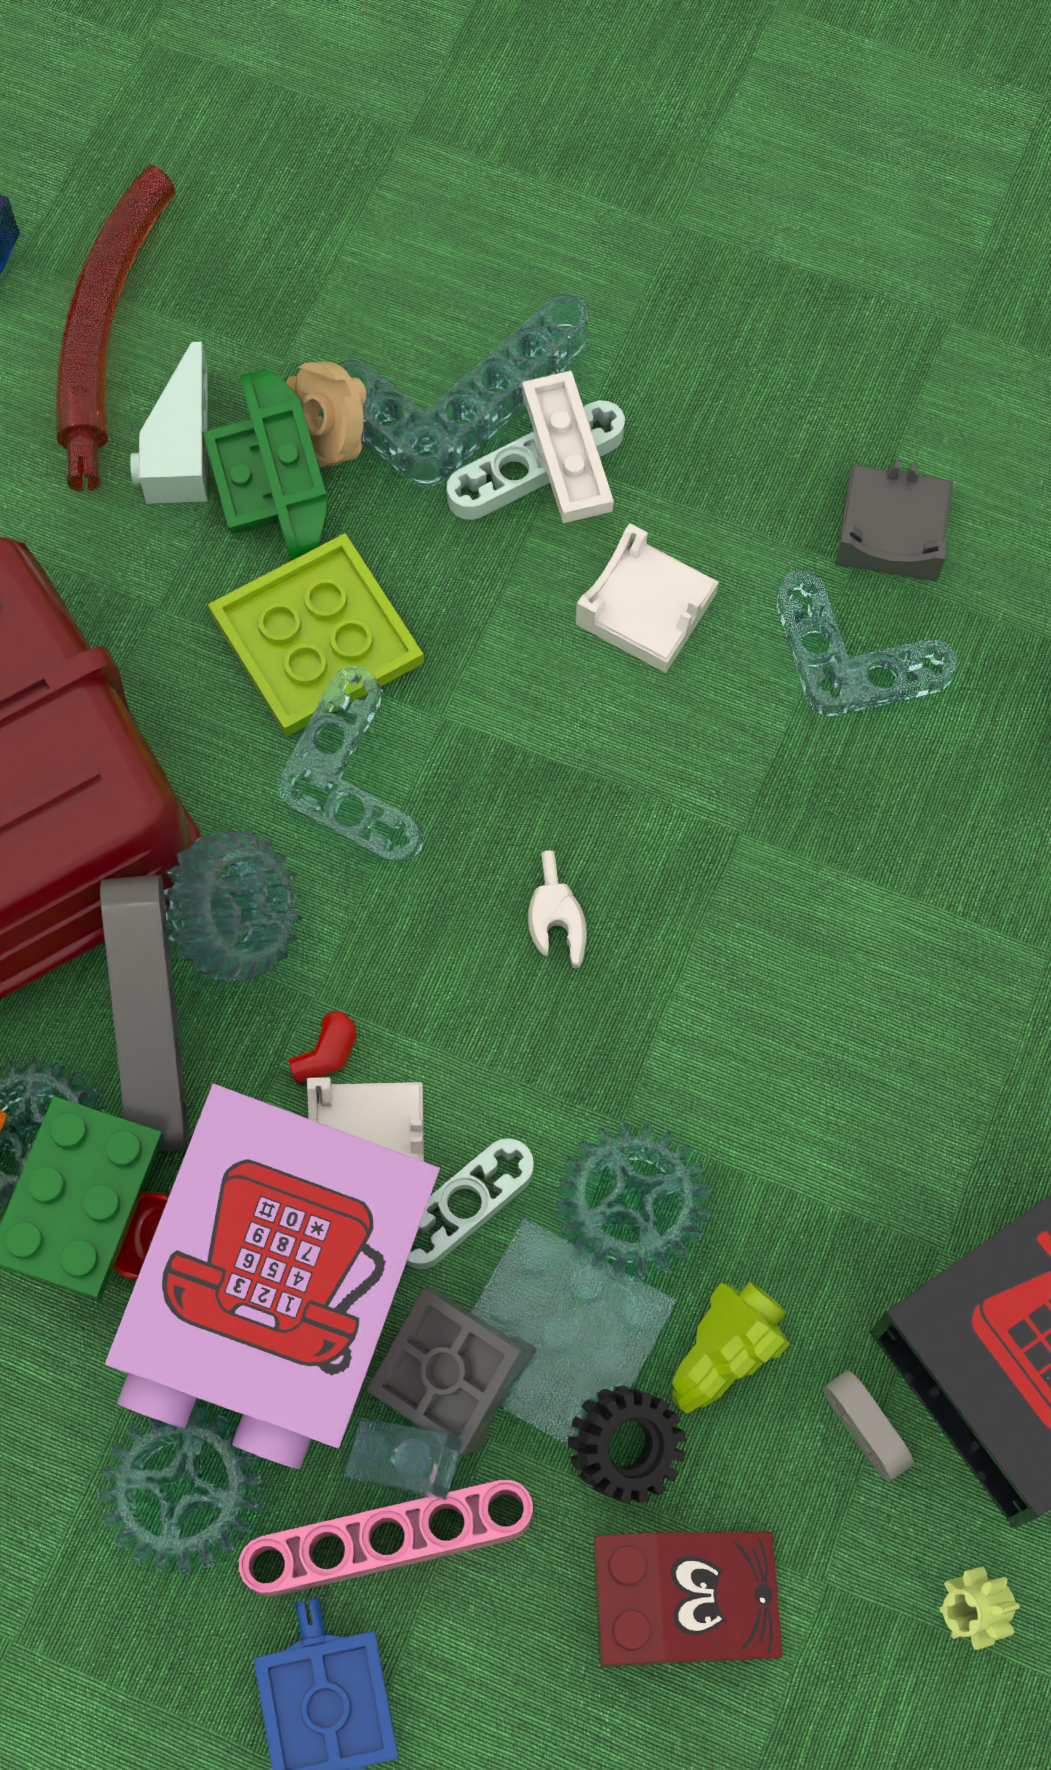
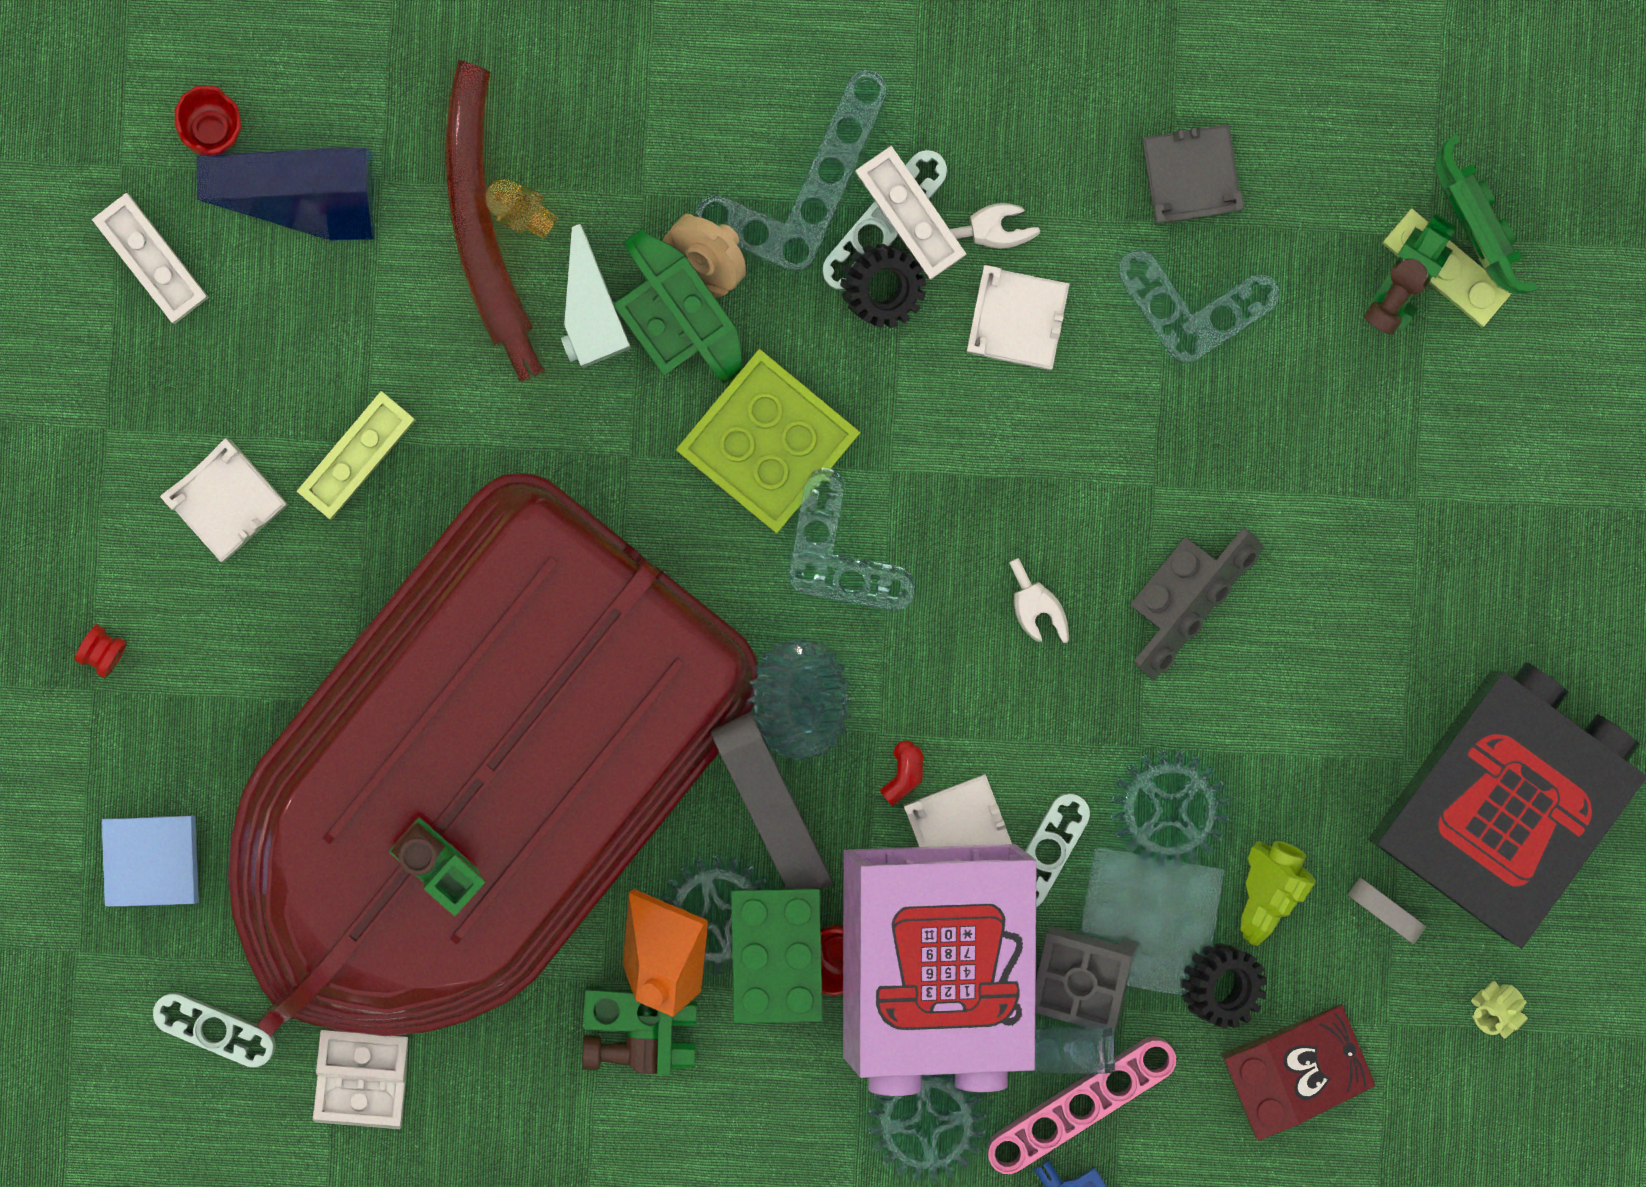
camera: 15 degrees left, 20 degrees up
(144, 310) = (519, 208): none -> clear yellow hips
(534, 495) = (900, 303): none -> black tyre
(648, 501) = (988, 231): none -> white hand
(740, 959) = (1185, 593): none -> dark grey bracket

